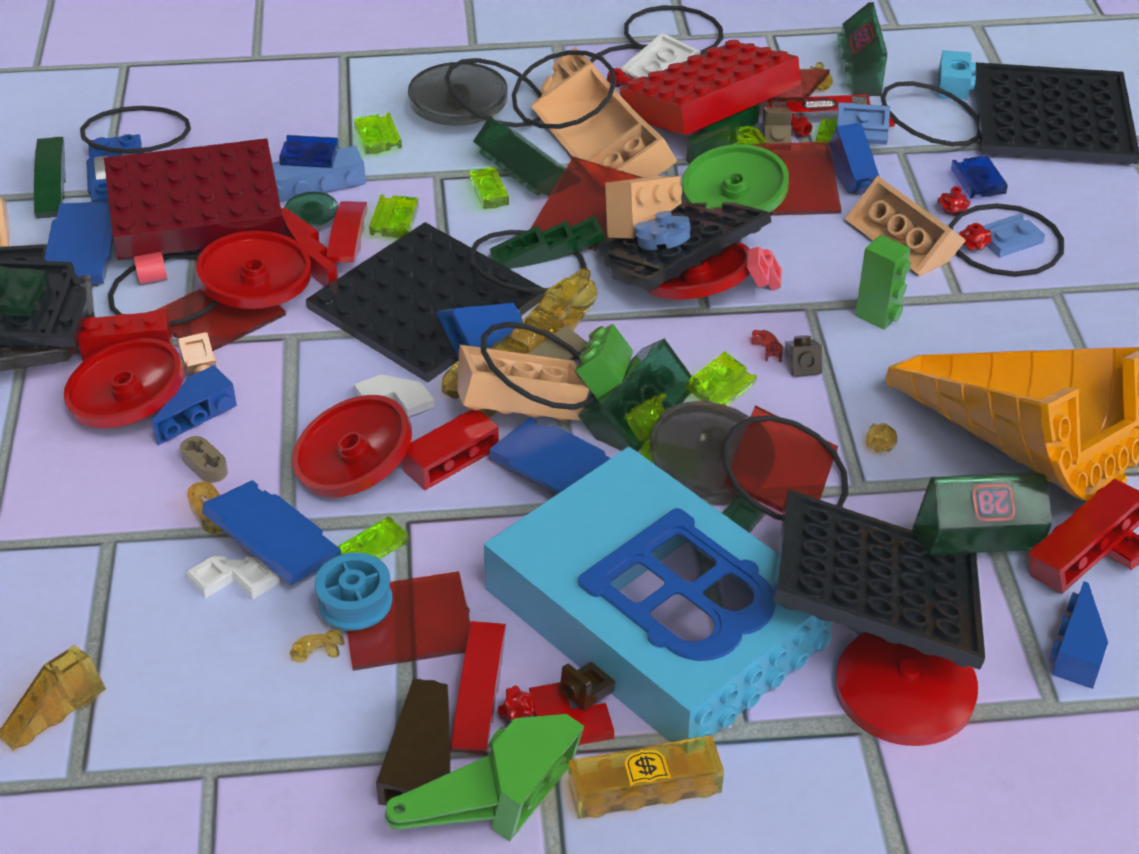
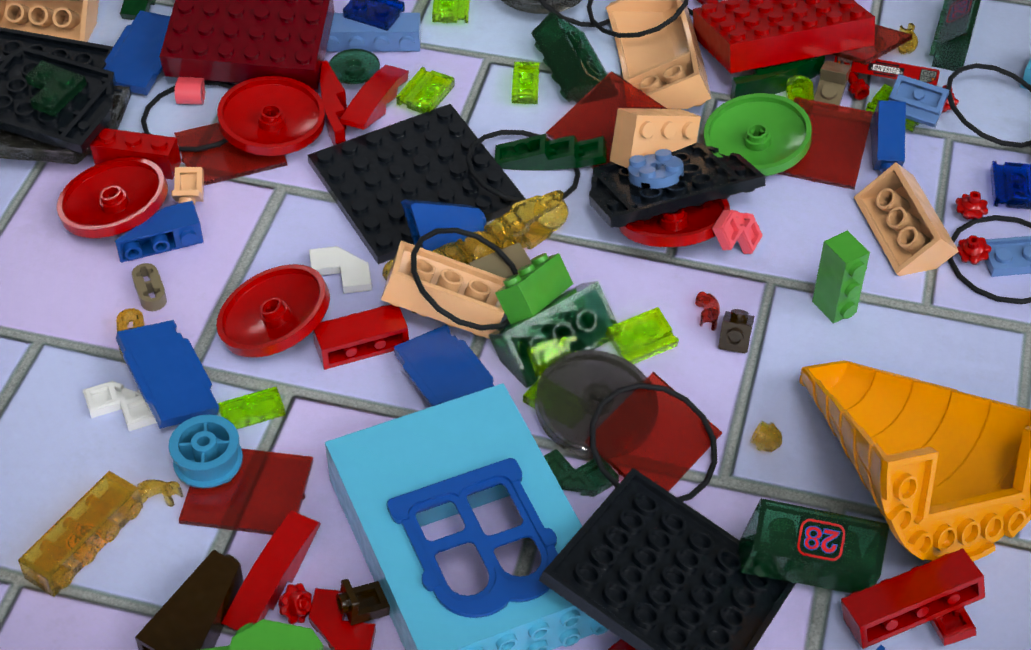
camera: 20 degrees right, 5 degrees up
(259, 706) = (81, 533): none -> clear yellow brick

